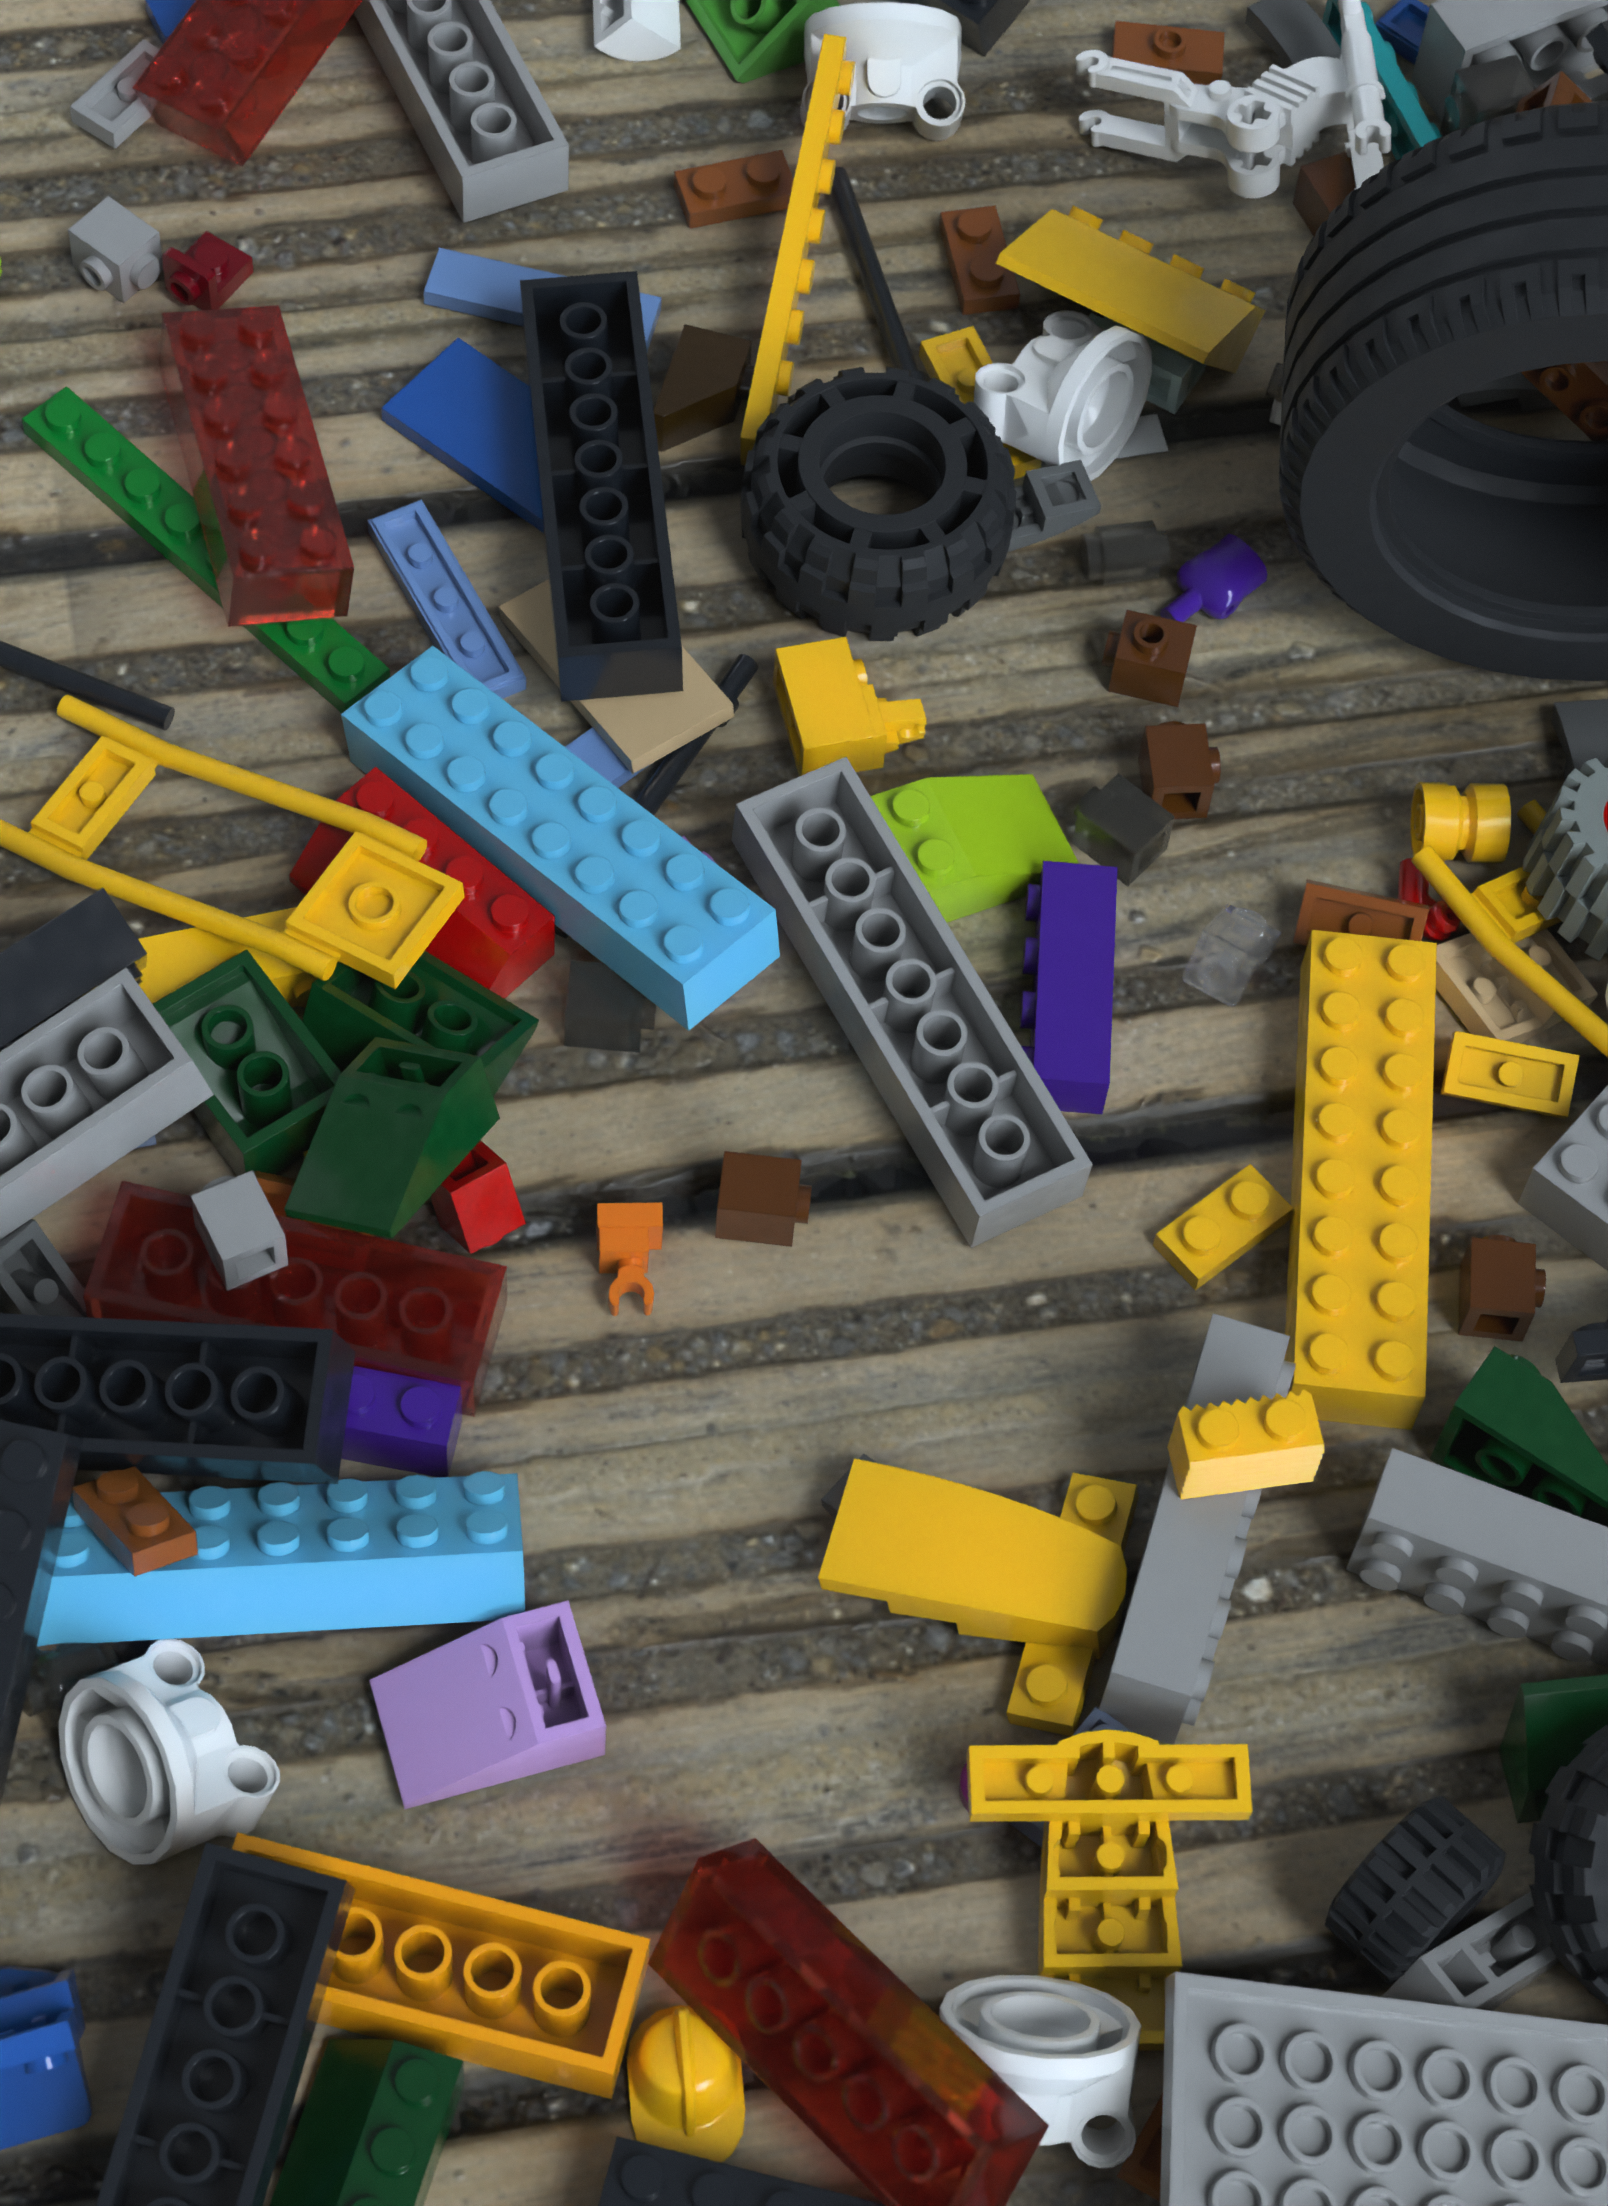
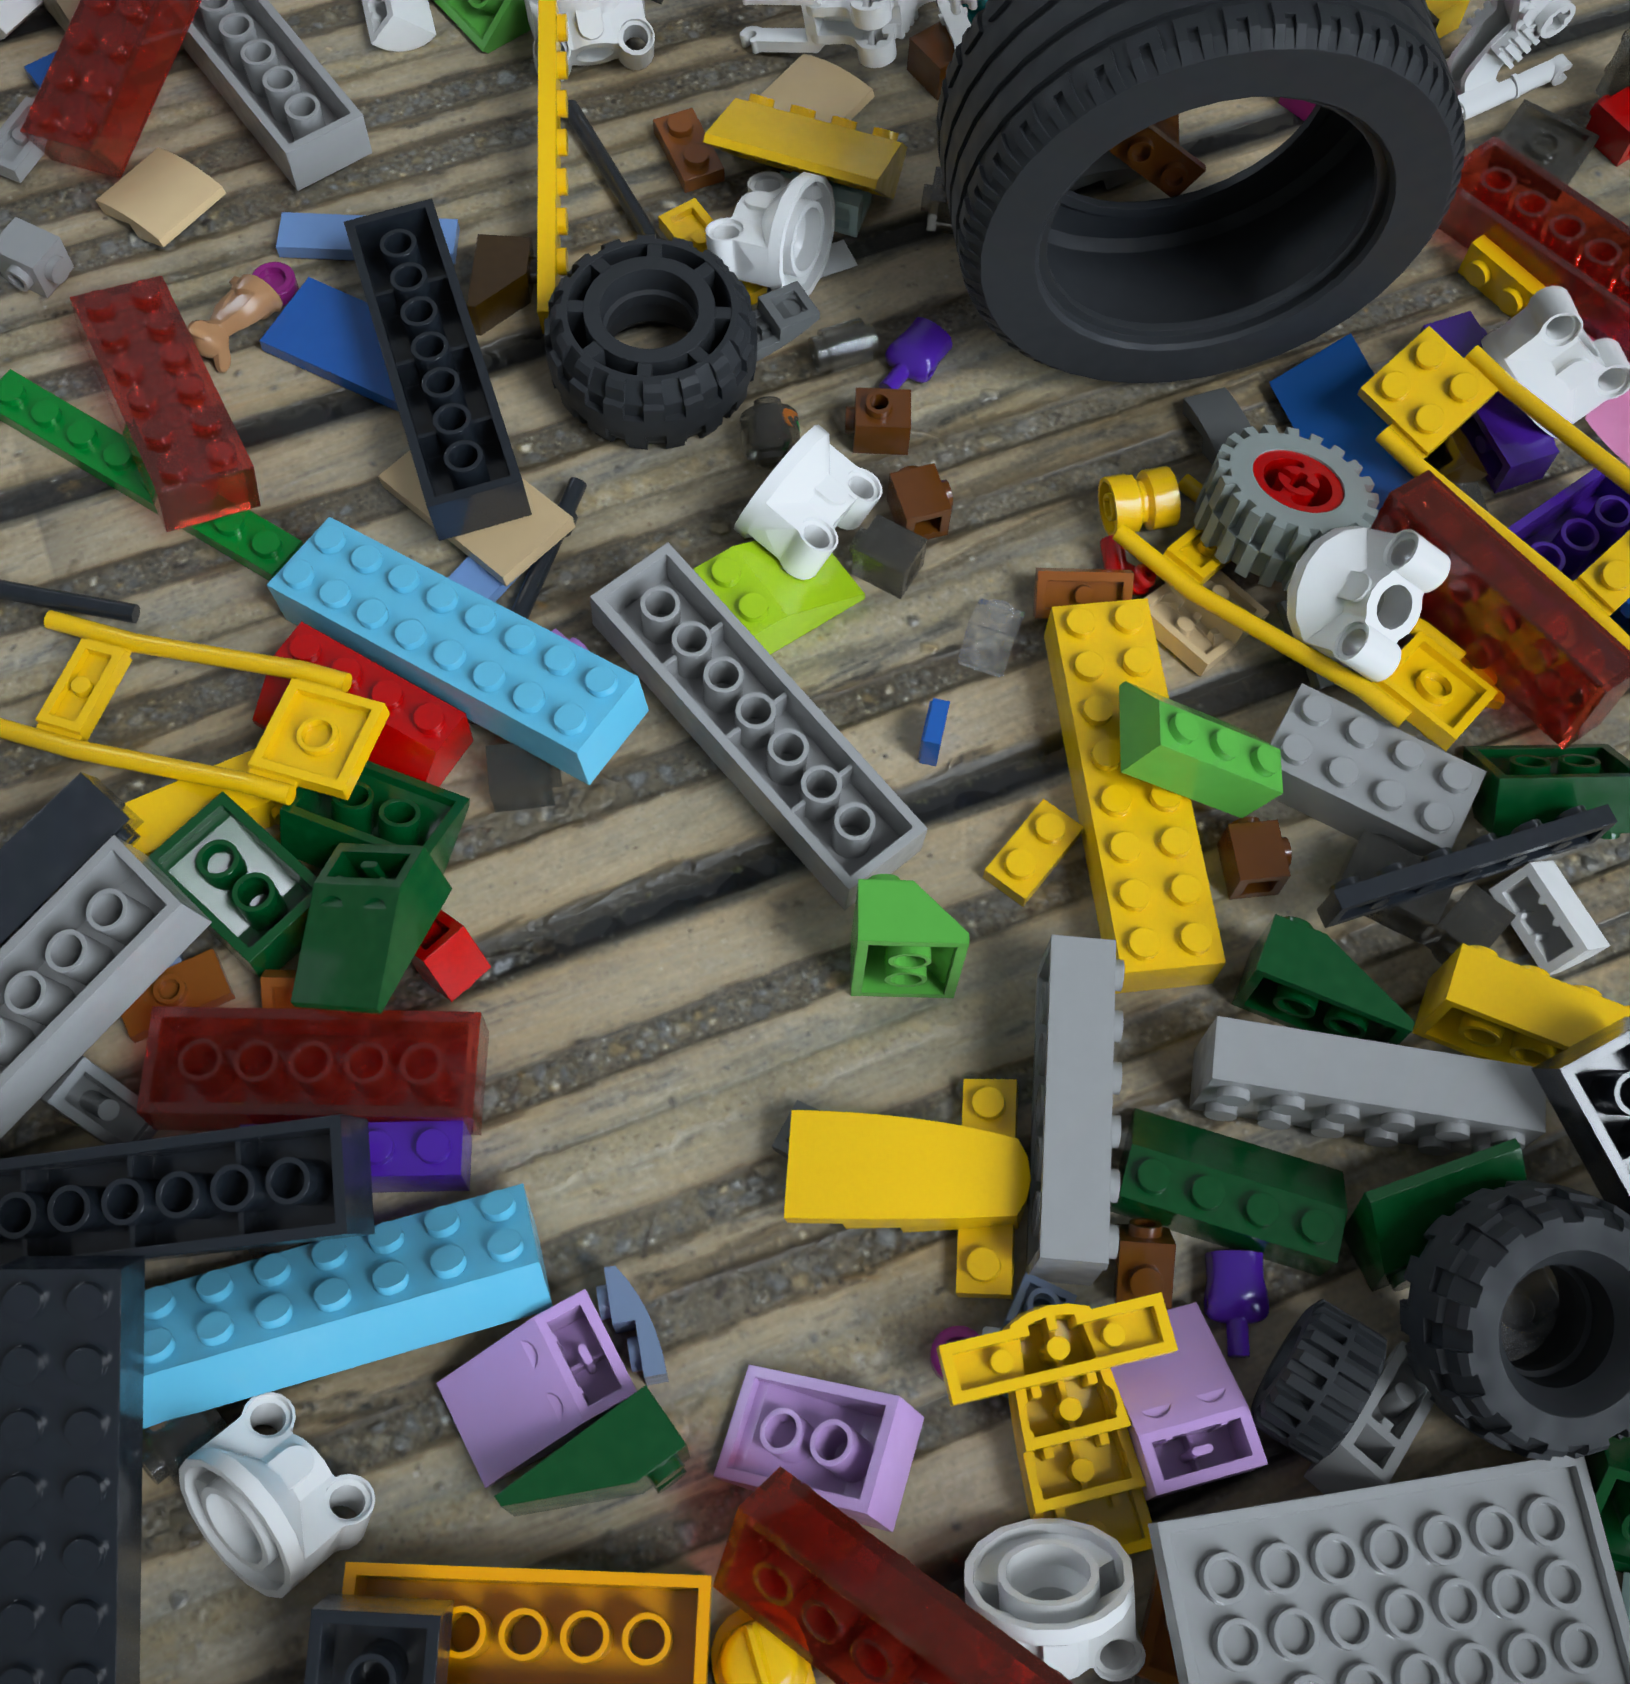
camera: 10 degrees left, 5 degrees up
(134, 1520) = (207, 1308): dark orange plate -> none
(162, 1165) = (190, 983): none -> dark orange plate
(205, 272) = (106, 262): dark red bracket -> none
(239, 1229) = (253, 1031): light grey brick -> none
(290, 200) = (161, 197): none -> tan slope
(370, 360) = (242, 306): none -> medium nougat animal
(412, 338) = (280, 278): none -> magenta tile
(444, 597) = (336, 478): medium blue tile -> none
(551, 1799) = (609, 1460): none -> dark green slope
(614, 1659) = (623, 1305): none -> sand blue slope
(623, 1243) = (572, 969): orange piece -> none
(734, 189) = (496, 130): dark orange plate -> none
(761, 1199) = (673, 907): reddish brown brick -> none
(833, 1831) = (832, 1436): none -> lavender slope
(835, 711) = (653, 508): yellow hinge -> none
(1005, 646) = (768, 431): none -> clear smoke head
(1031, 740) = (806, 501): none -> white piece
(1031, 1291) = (903, 942): none -> bright green slope
(1071, 982) = (876, 683): dark purple brick -> none
(1130, 1054) = (933, 731): none -> blue tile
(1166, 211) = (819, 87): none -> tan slope
(1245, 1445) = (1107, 1044): yellow brick -> none
(1247, 1715) = (1144, 1261): none -> reddish brown bracket
(1251, 1895) = (1188, 1412): none -> lavender slope
(1347, 1788) = (1236, 1295): none -> dark purple piece
(1366, 1672) = (1232, 1193): none -> dark green slope
(1446, 1140) = (1195, 753): none -> bright green slope
(1510, 1074) = (1223, 687): yellow plate -> none

